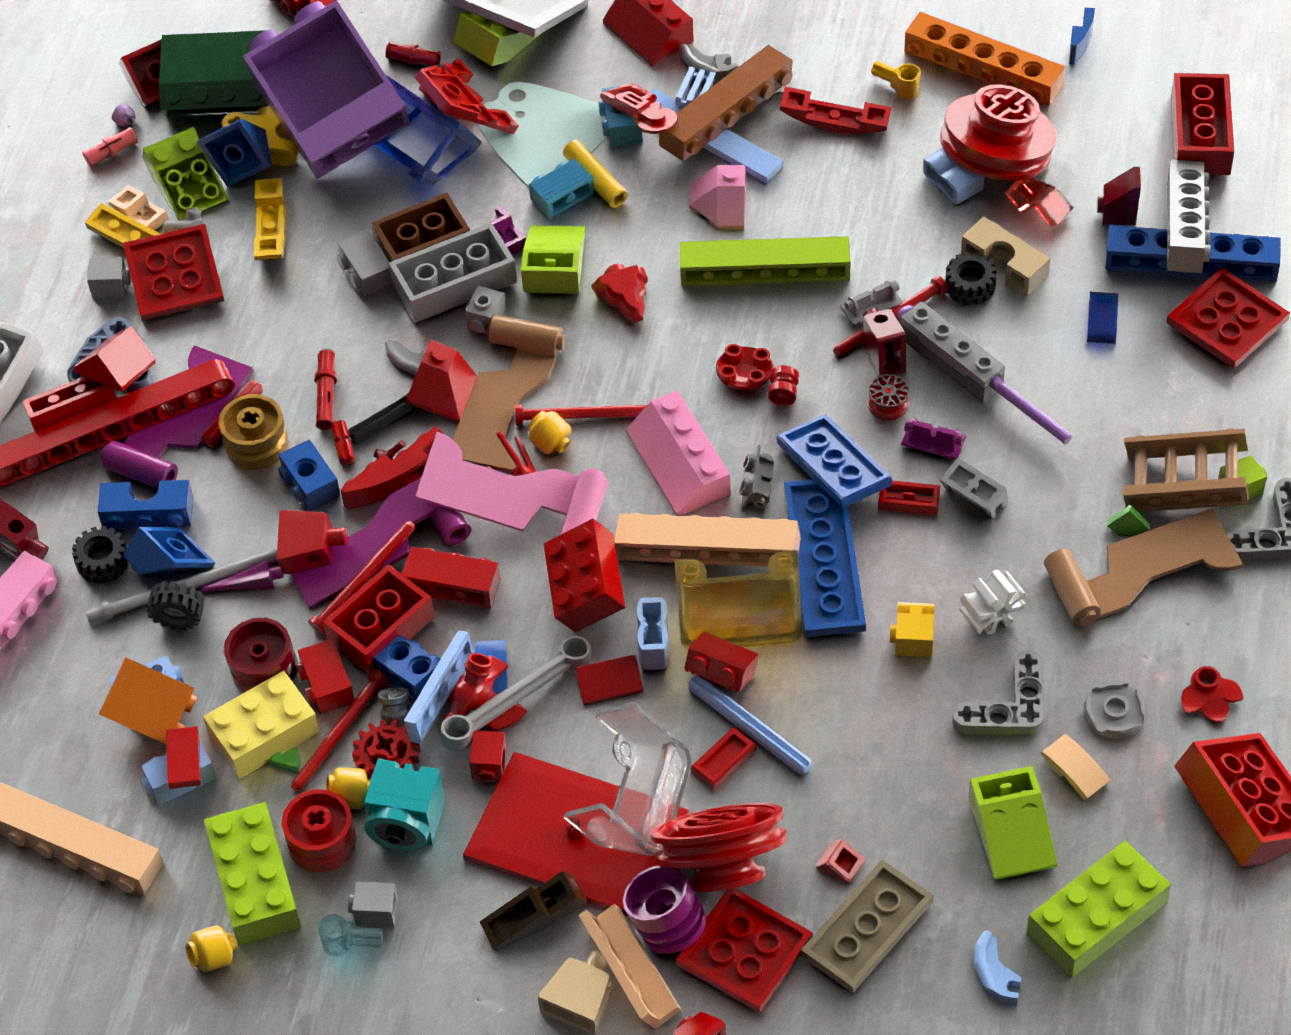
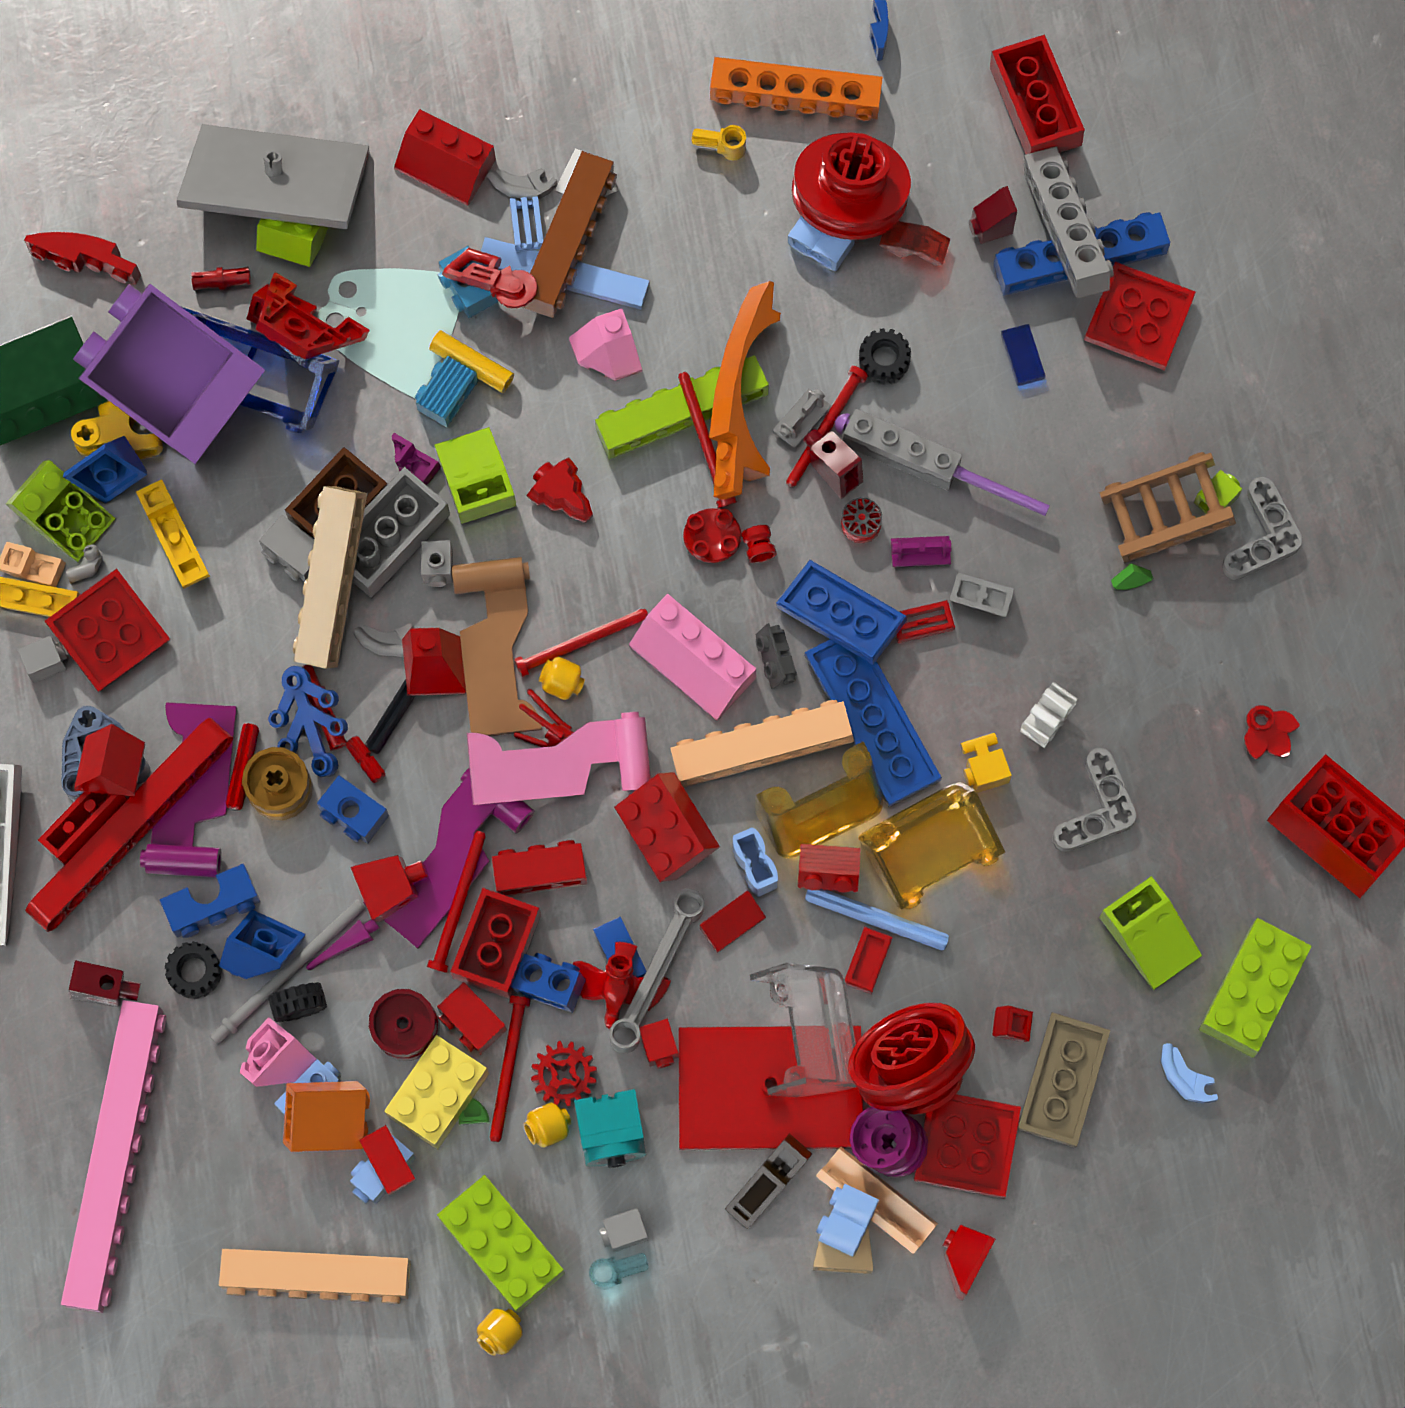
camera: 25 degrees left, 20 degrees up
(135, 641) = (274, 1056): none -> bright pink slope
(310, 360) = (307, 717): none -> blue plant
(319, 830) = (552, 1194): red wheel -> none
(381, 280) = (329, 577): none -> tan brick
(388, 475) = (428, 785): red slope -> none
(391, 452) = (416, 760): dark red hand -> none
(394, 703) = (550, 1024): flat silver wheel -> none
(438, 687) = (587, 995): light blue tile -> none
(589, 959) = (847, 1220): none -> light blue brick
(770, 342) = (702, 430): none -> red bar
(795, 299) = (736, 452): none -> orange slope
(830, 676) = (931, 842): none -> clear yellow windscreen
(832, 116) = (677, 207): red slope -> none
(1025, 264) = (888, 307): tan arch -> none
(1076, 765) = (1181, 851): light nougat slope -> none
(1115, 710) = (1192, 778): light grey tile -> none
(1139, 561) = (1156, 616): medium nougat door -> none

